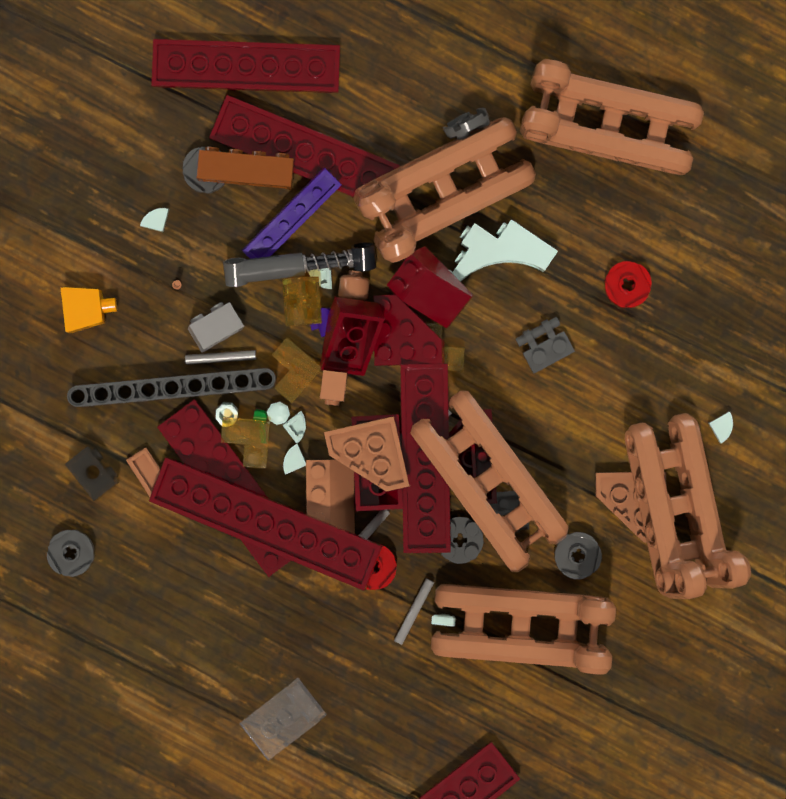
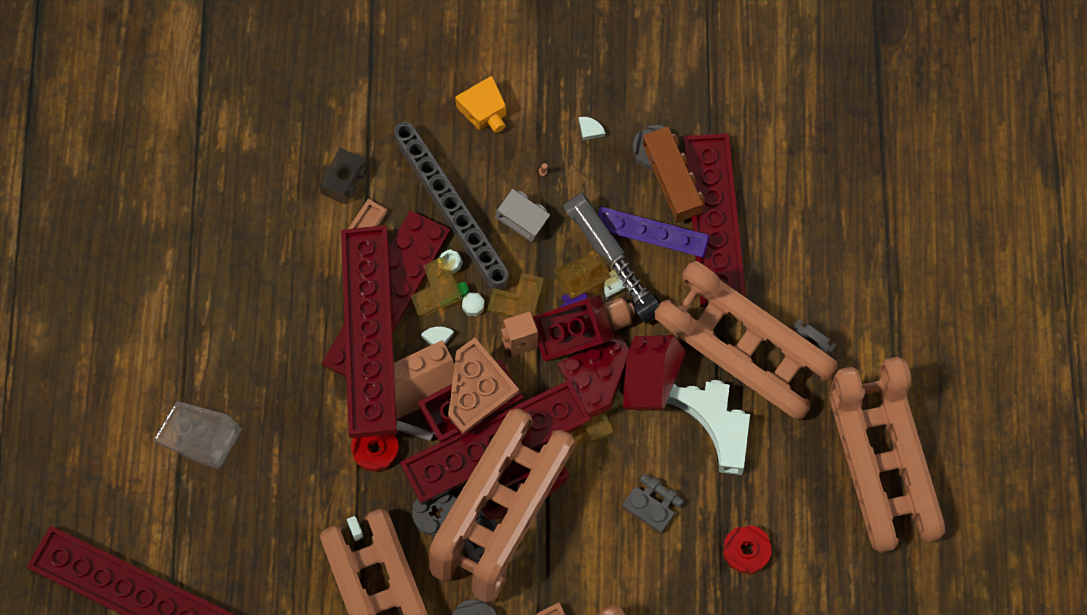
camera: 65 degrees right, 20 degrees down
(57, 551) = (268, 203): dark grey plate -> none
(220, 357) = (497, 233): light grey bar -> none
(245, 66) = (762, 139): dark red plate -> none
(296, 427) = (468, 325): light aqua tile -> none
(414, 610) = (350, 504): light grey bar -> none

